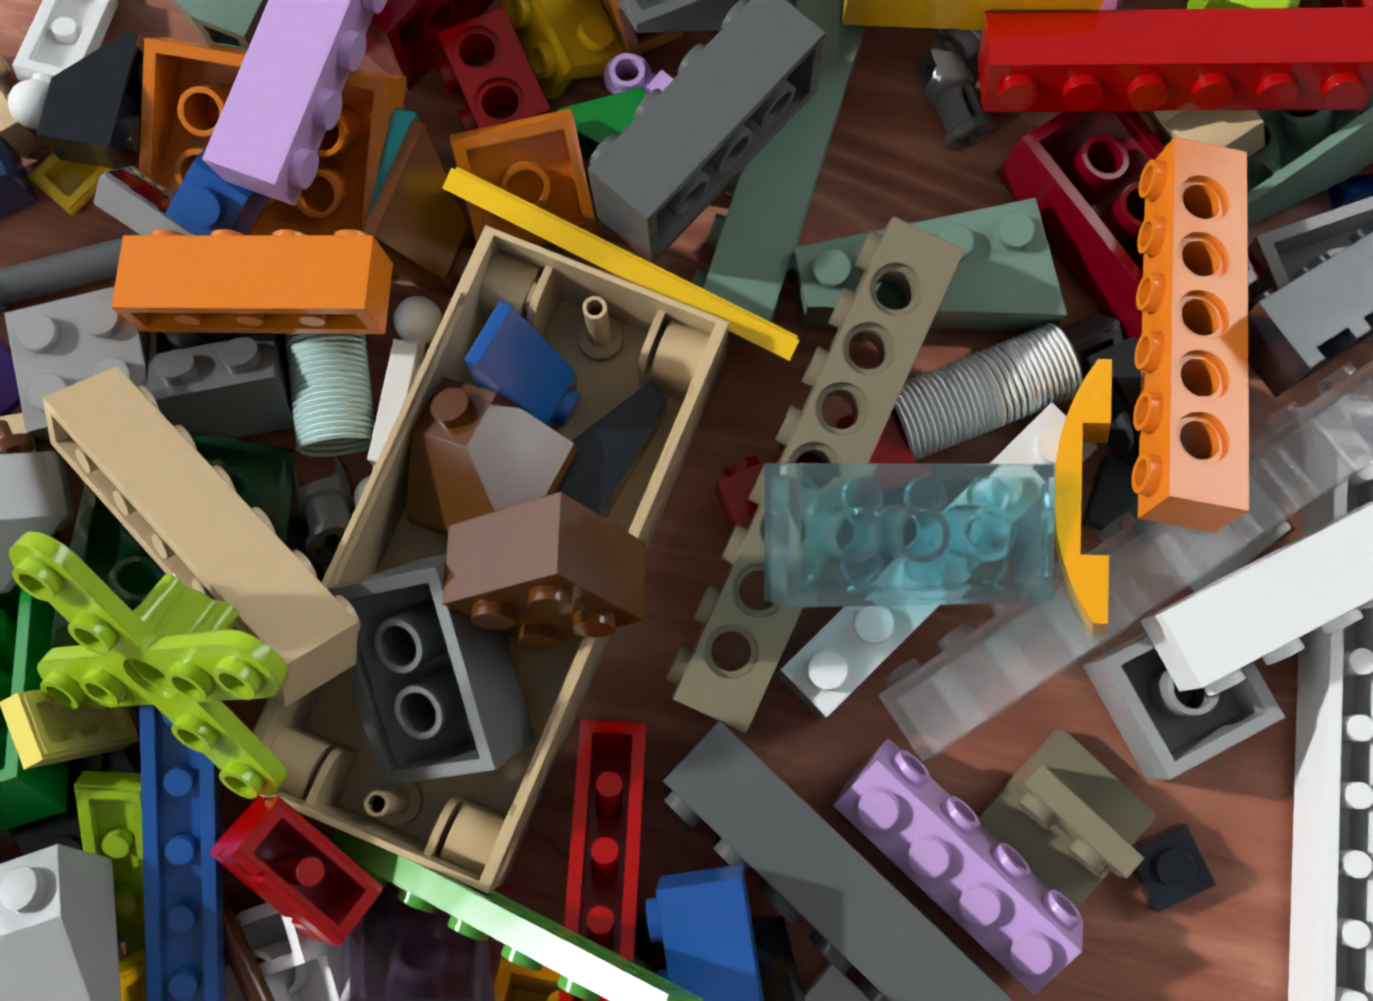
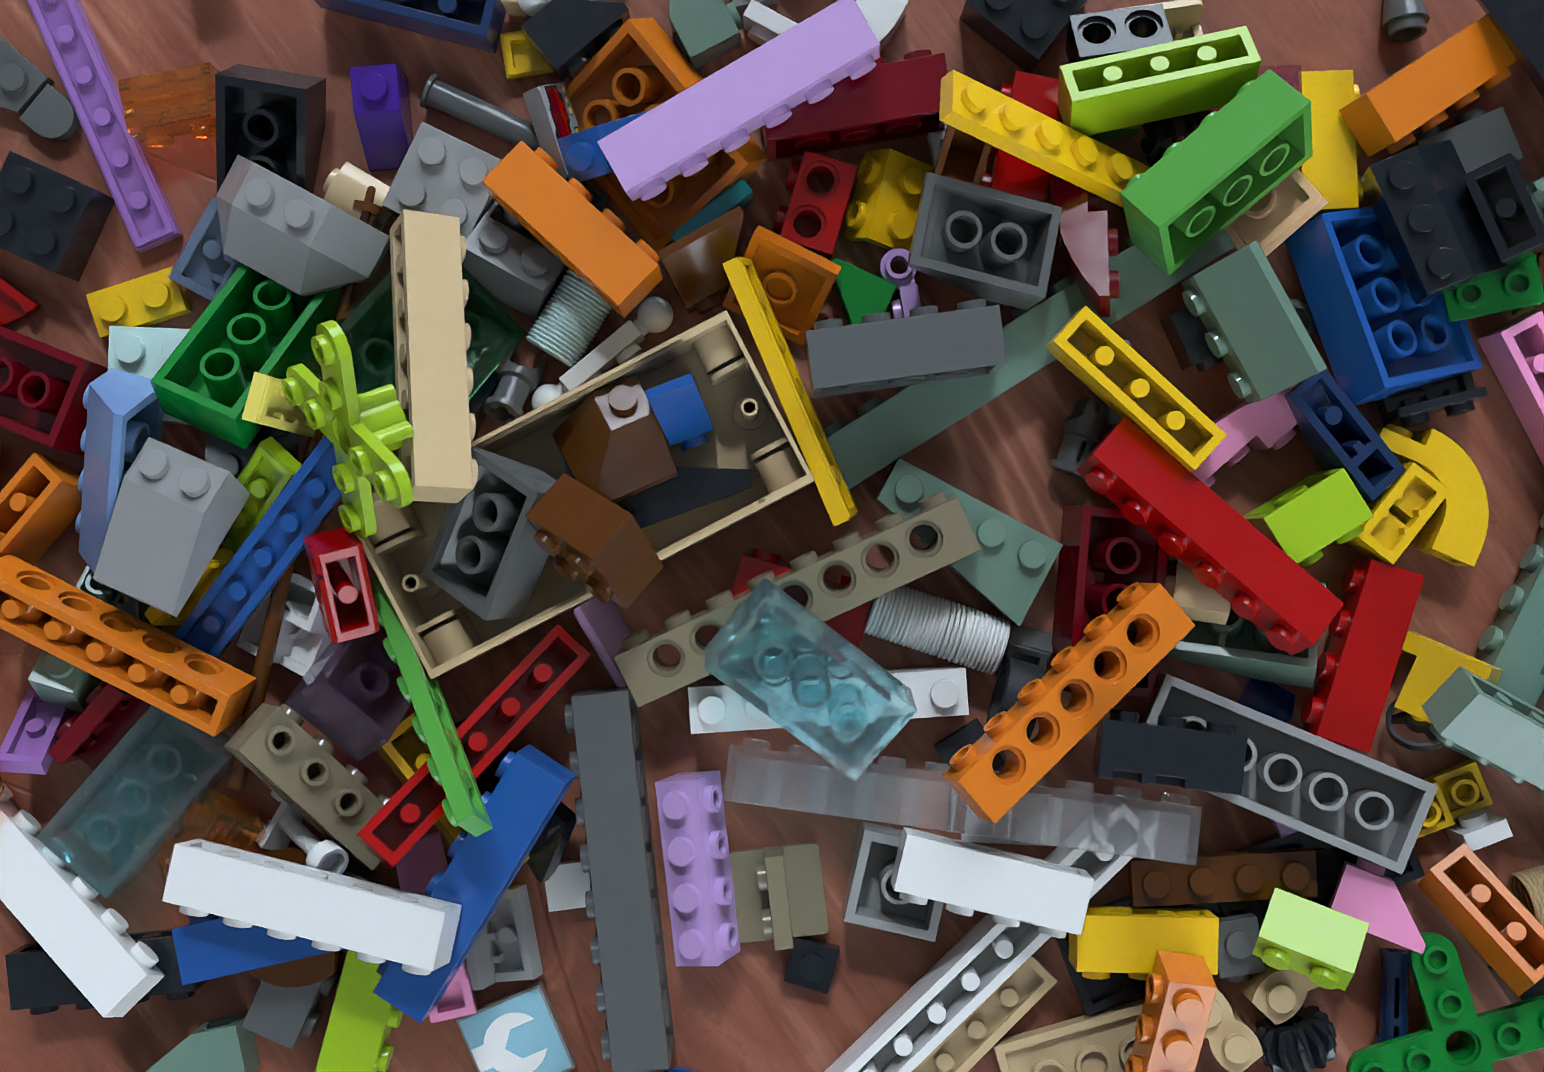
camera: 40 degrees right, 10 degrees up
(643, 693) = (605, 631): none -> lavender slope
(1090, 422) = (969, 696): light orange slope -> none

